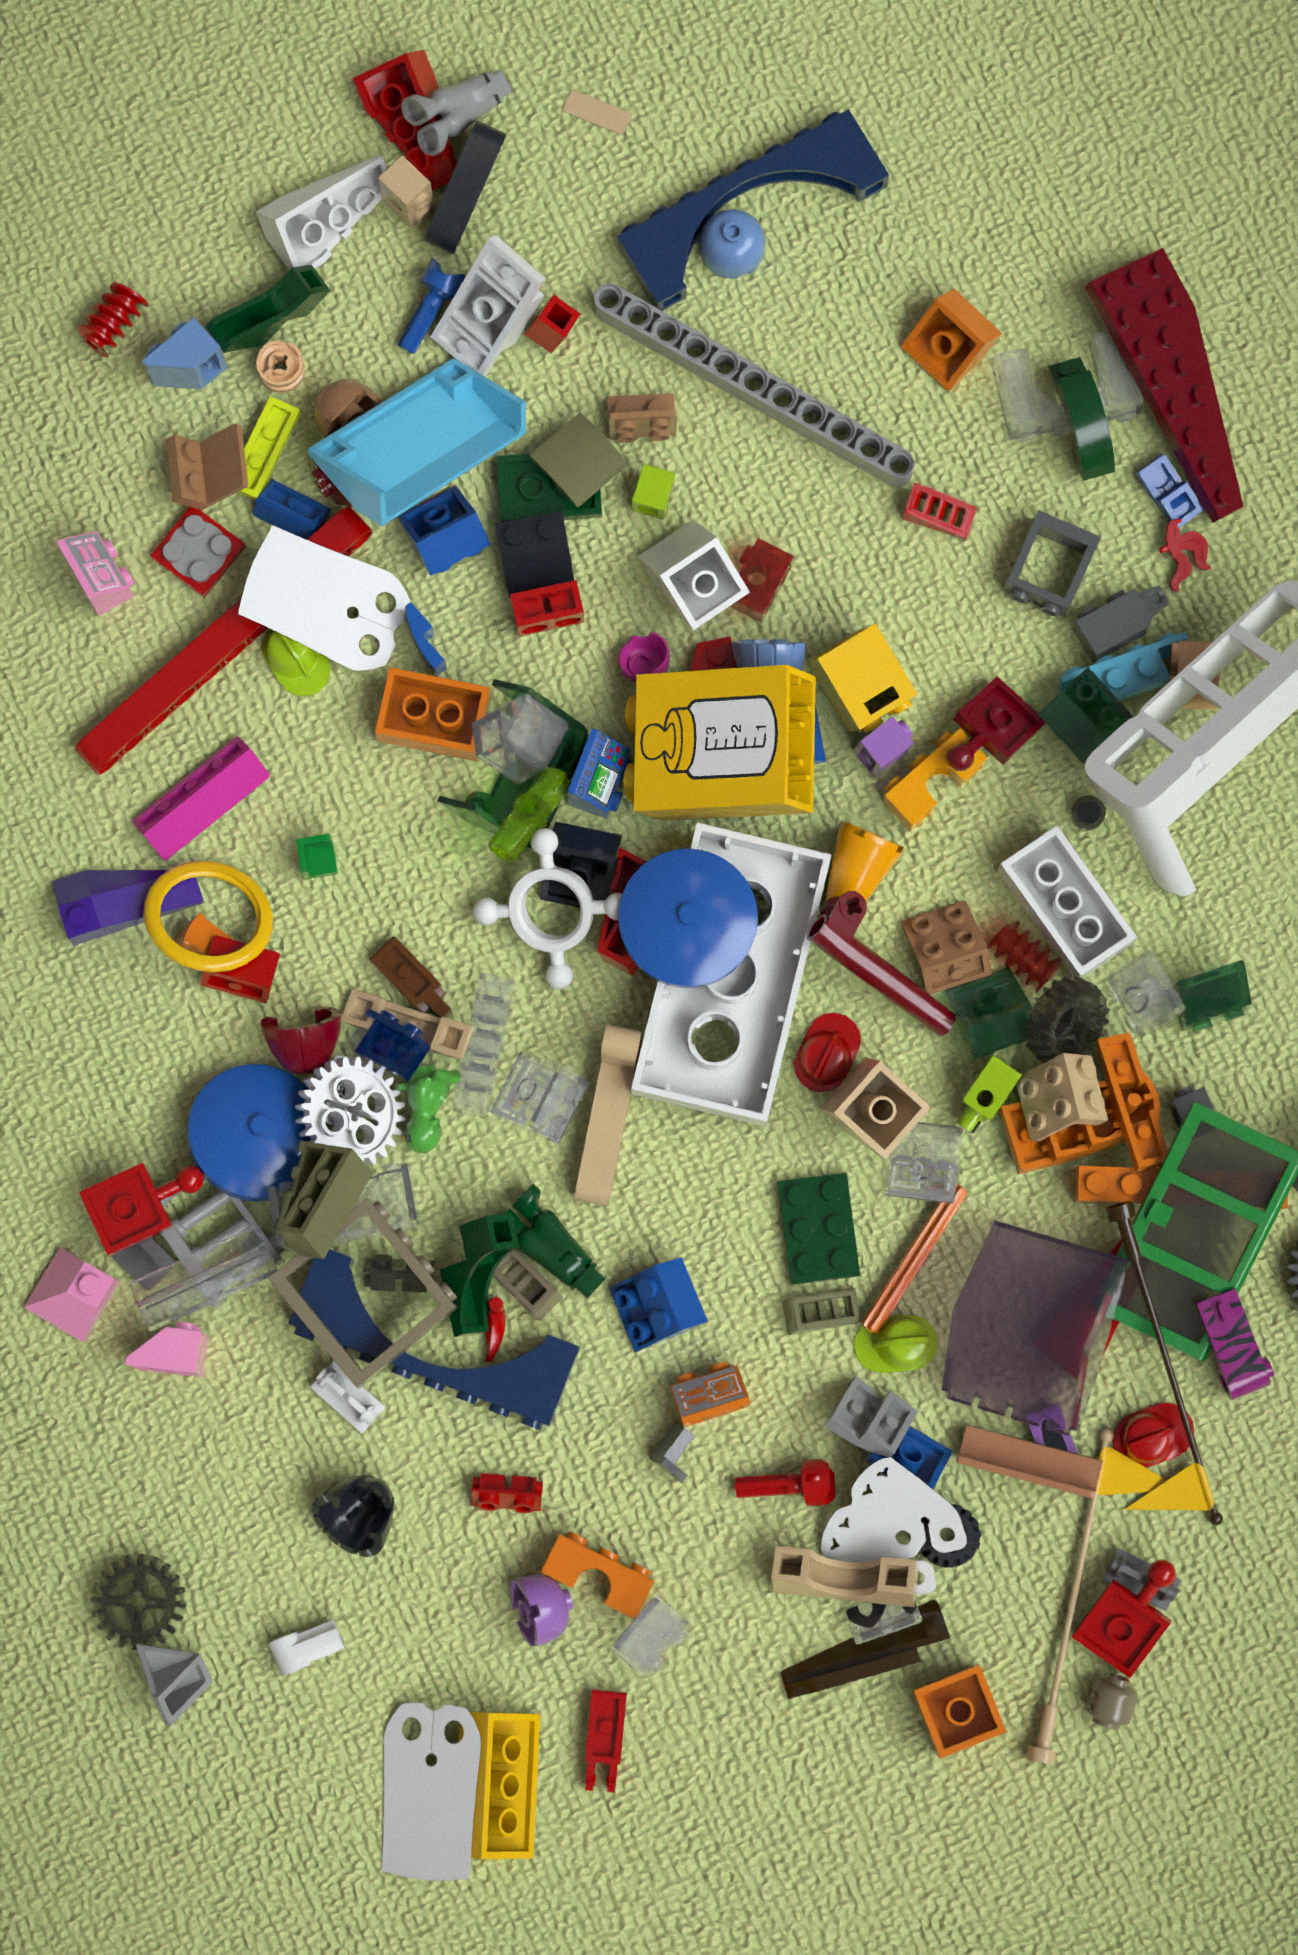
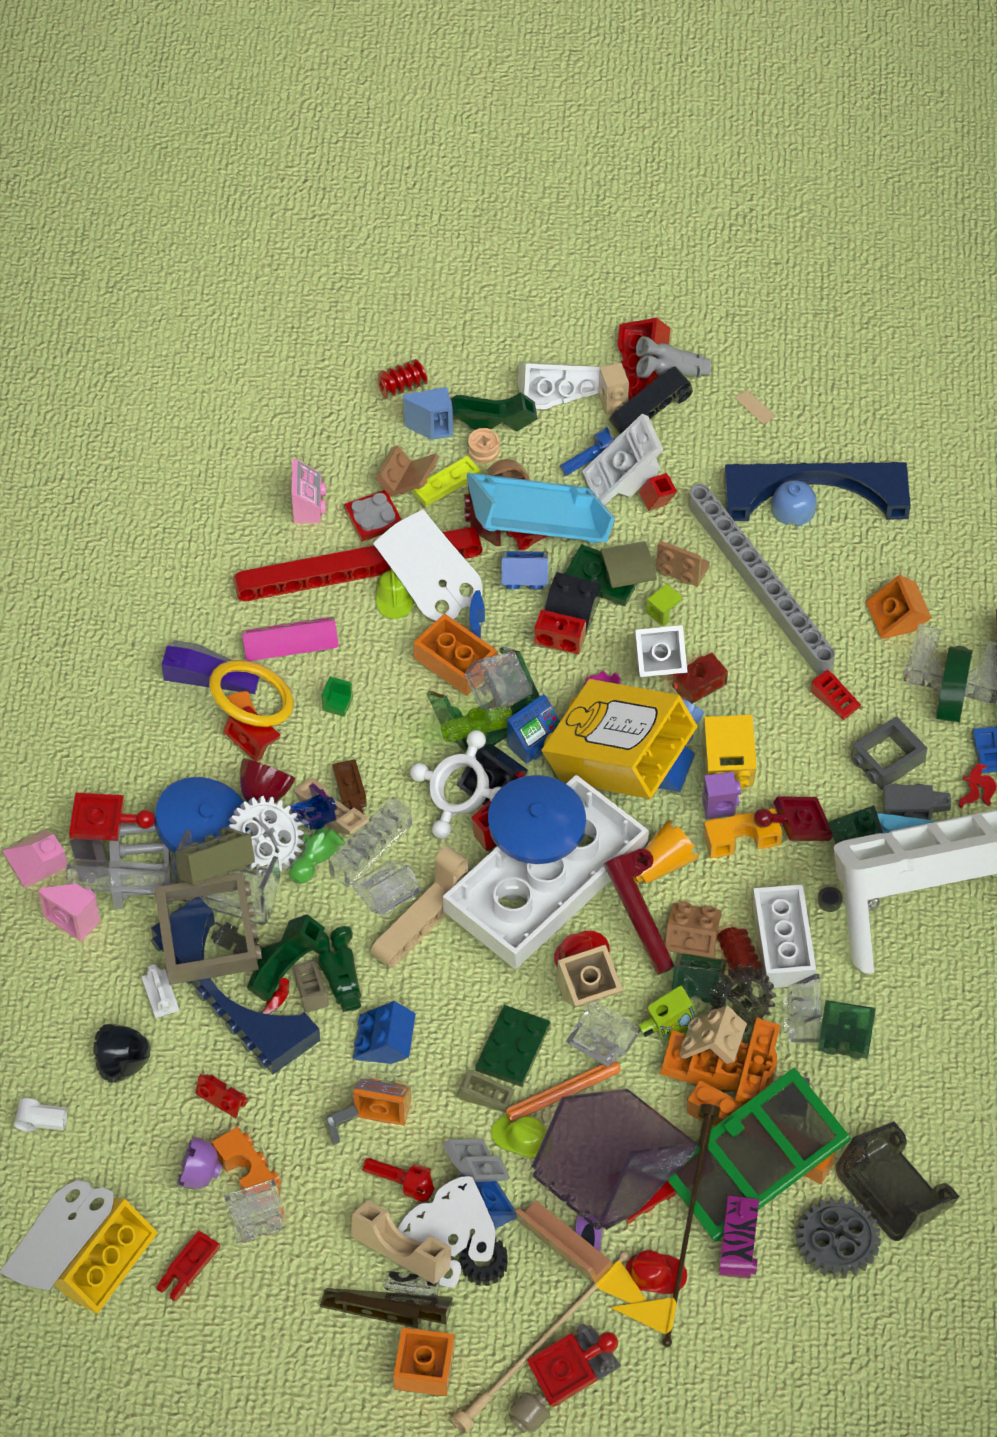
camera: 30 degrees right, 25 degrees down
(290, 510) = (441, 515): blue slope -> none

